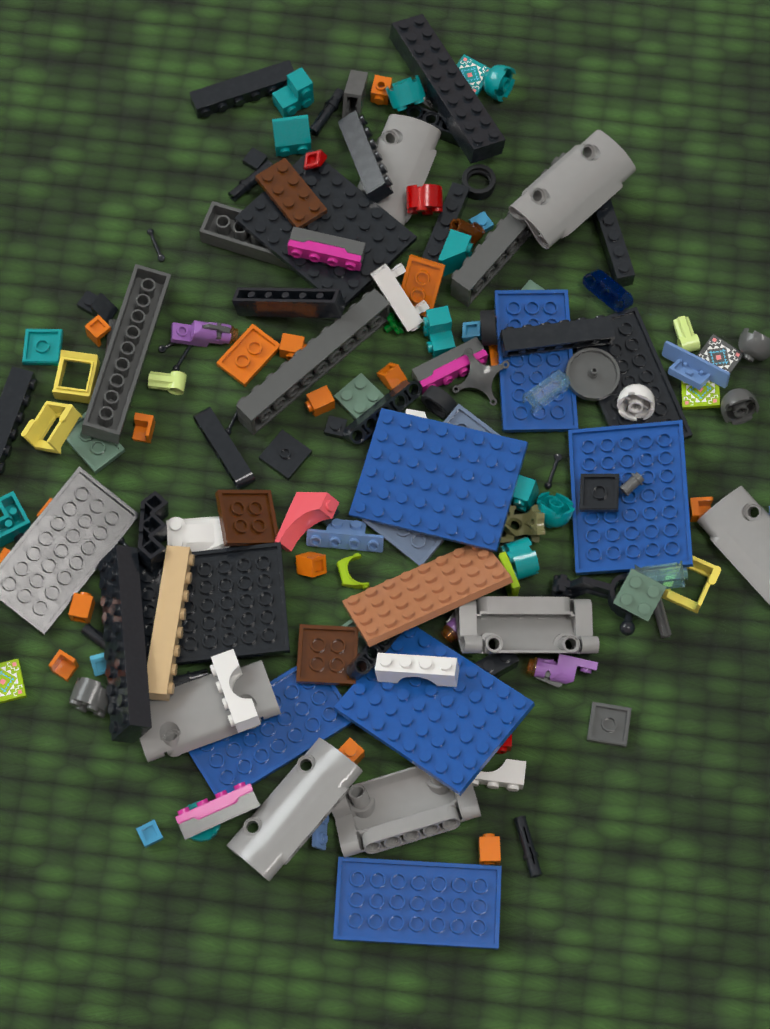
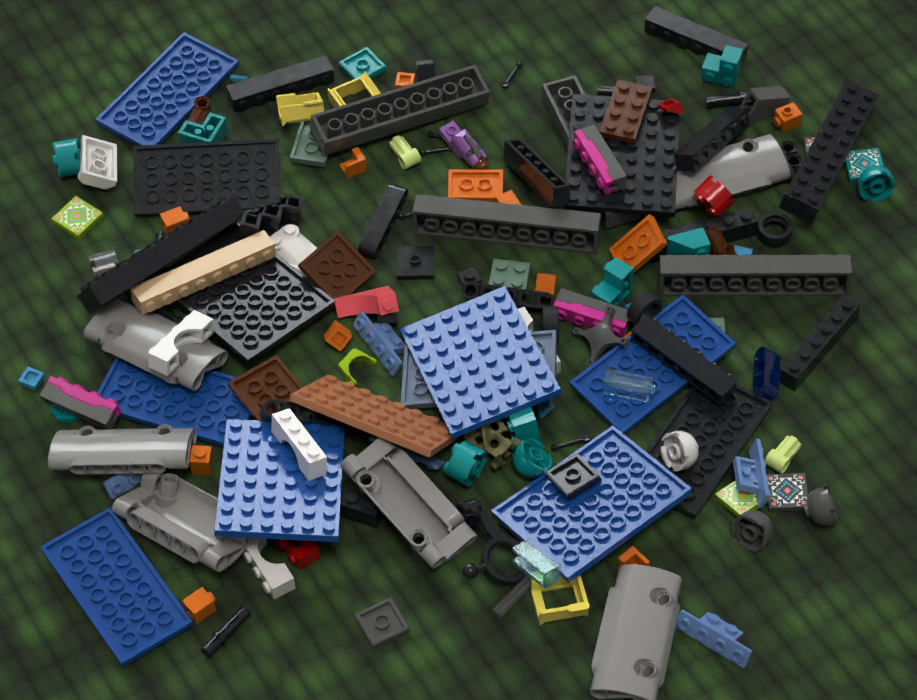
camera: 55 degrees right, 15 degrees down
(63, 665) = (120, 240): orange panel -> none
(291, 135) = (685, 86): teal slope -> none
(320, 401) = (479, 252): orange brick -> none
(394, 324) = (592, 256): green plant -> none
(398, 299) = (611, 232): white brick -> none
(406, 92) = (796, 128): teal brick -> none
(513, 588) = (436, 471): lime tile -> none
(561, 671) = (397, 555): medium lavender plate -> none
(573, 188) = (821, 280): light grey panel -> none
(593, 374) = (678, 408): dark grey piece -> none
(632, 483) = (600, 491): dark grey pin -> none
(639, 594) = (504, 556): sand green plate -> none

